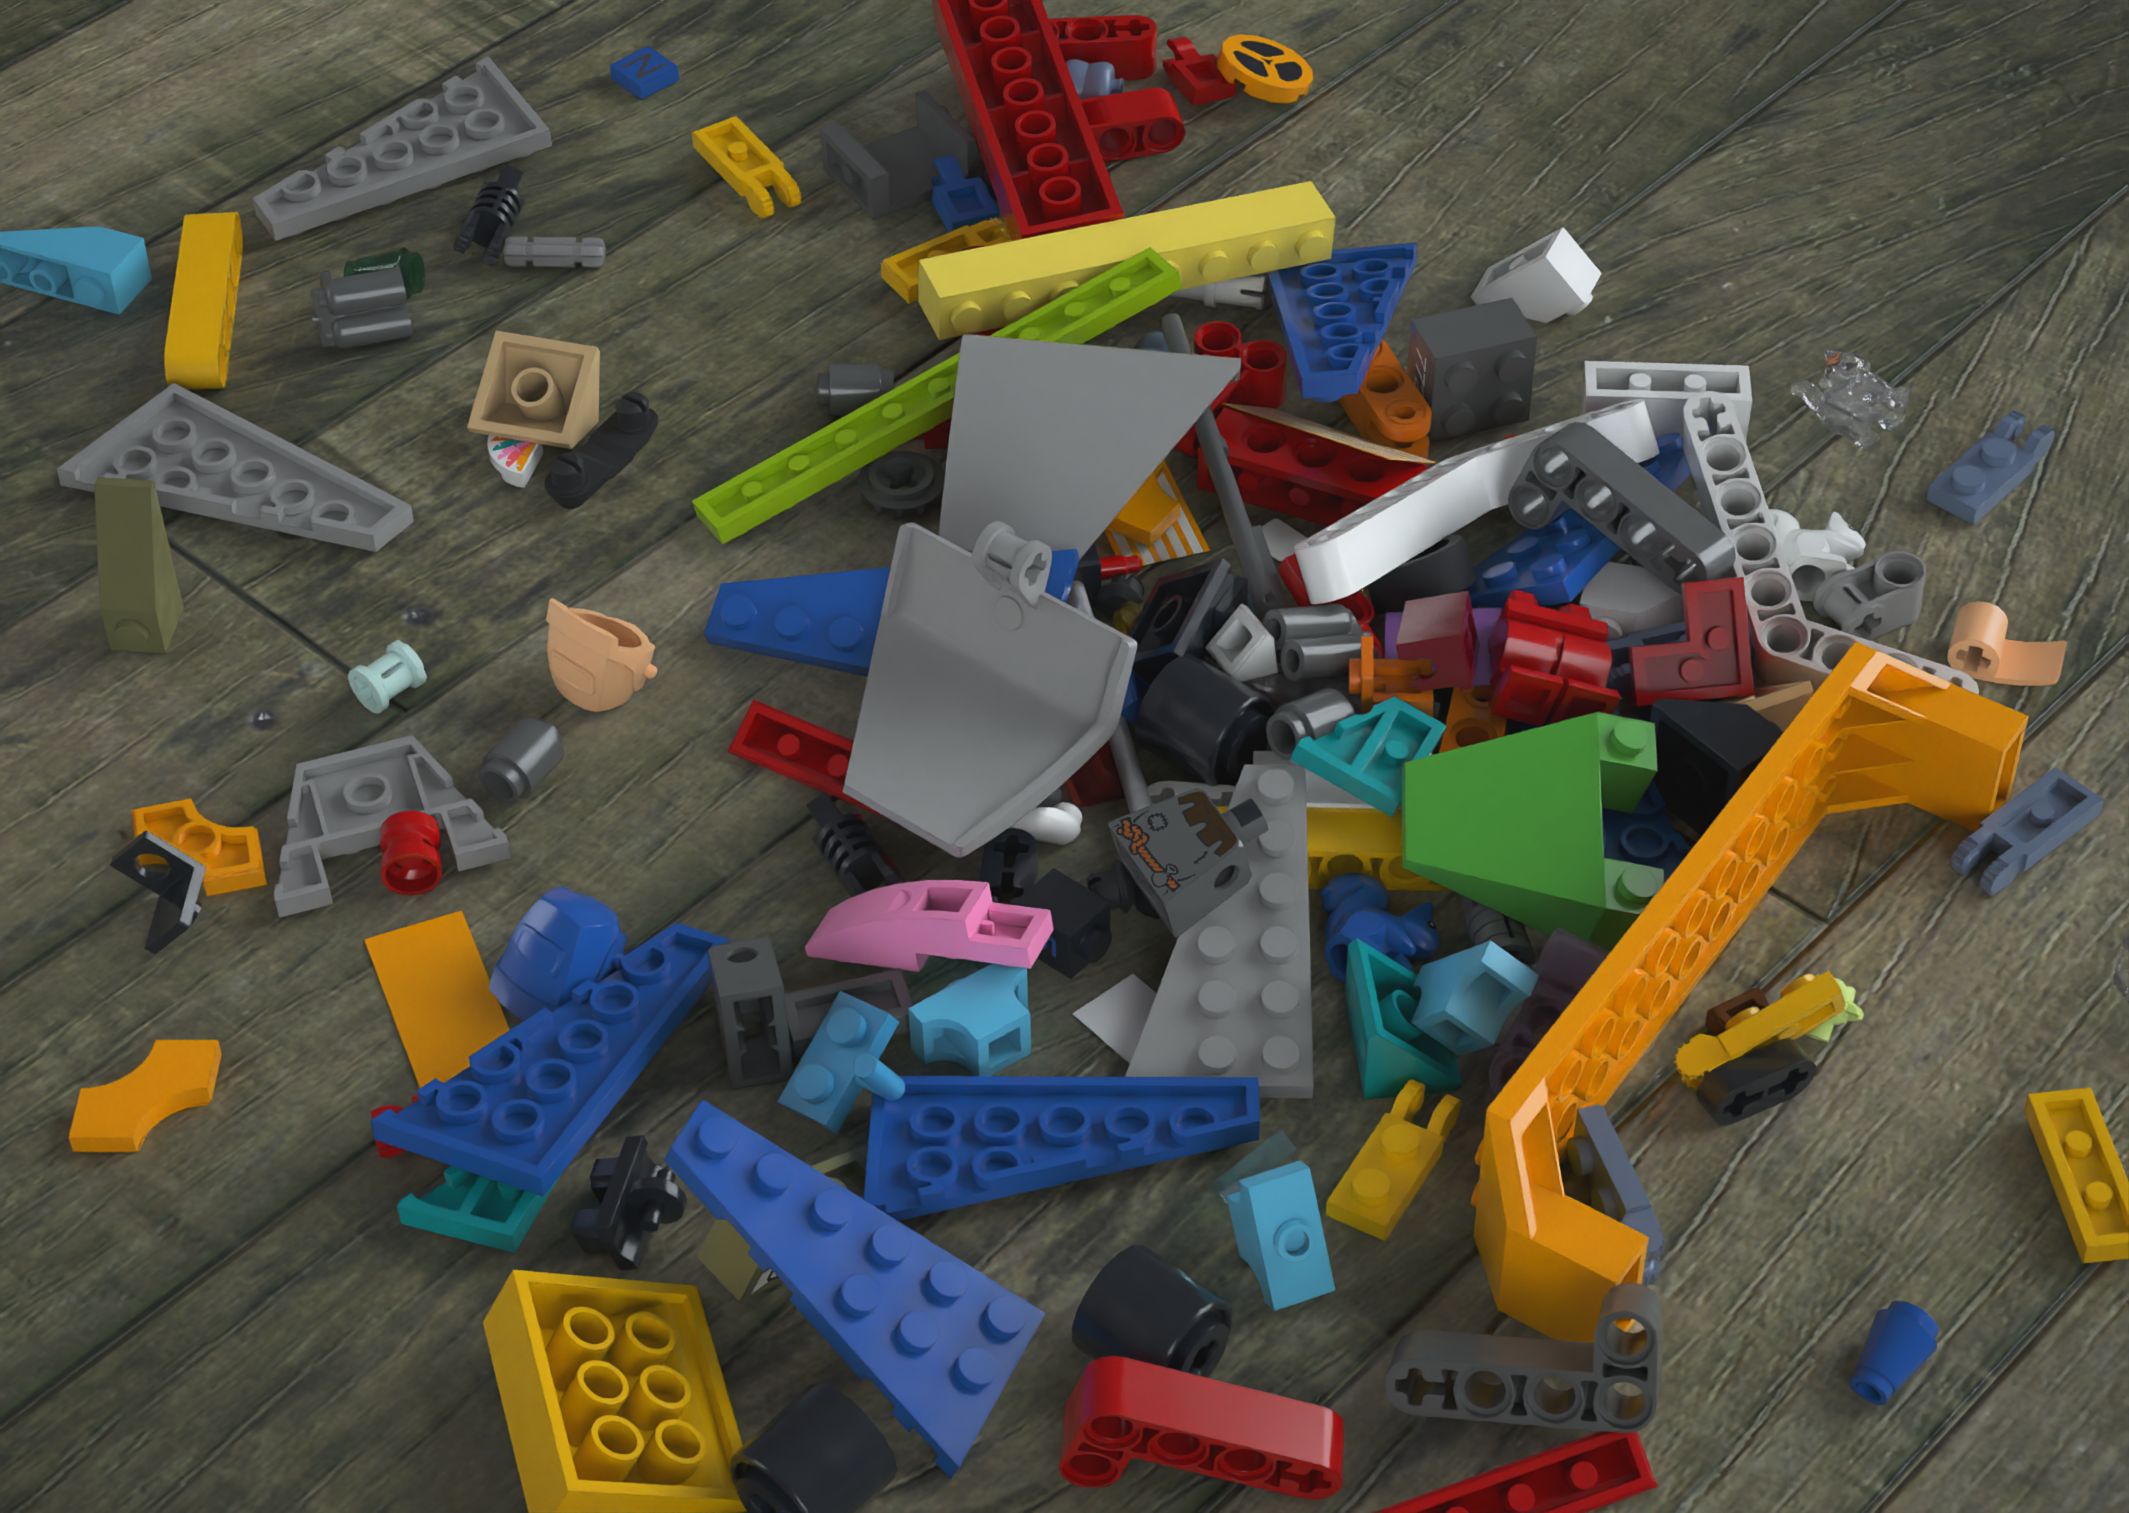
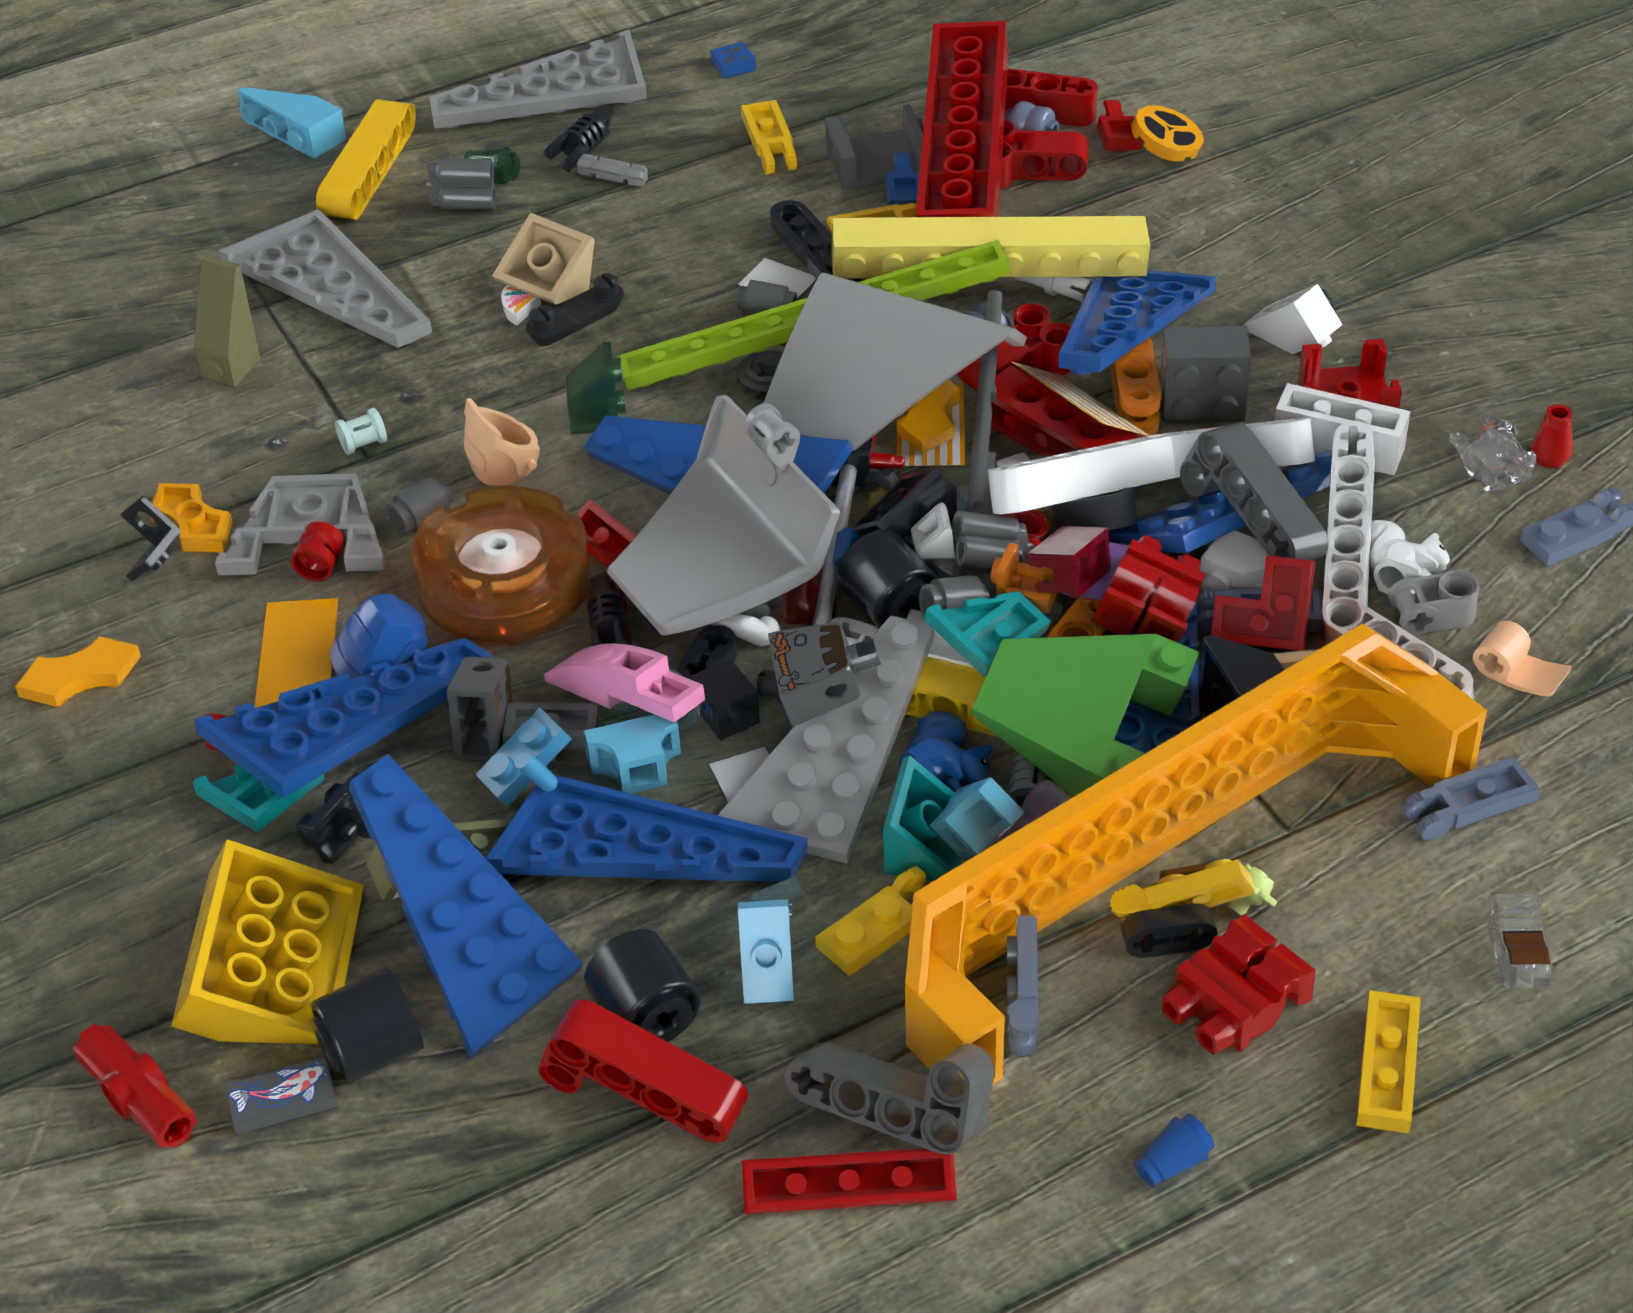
camera: 20 degrees right, 0 degrees up
(680, 814) = (501, 564): none -> clear orange piece
(692, 554) = (593, 390): none -> clear green slope
(841, 348) = (780, 274): none -> white sticker
(875, 301) = (804, 236): none -> black plate
(1646, 341) = (1358, 382): none -> red panel
(1869, 1152) = (1229, 995): none -> red hips
(1917, 362) = (1554, 437): none -> red cone

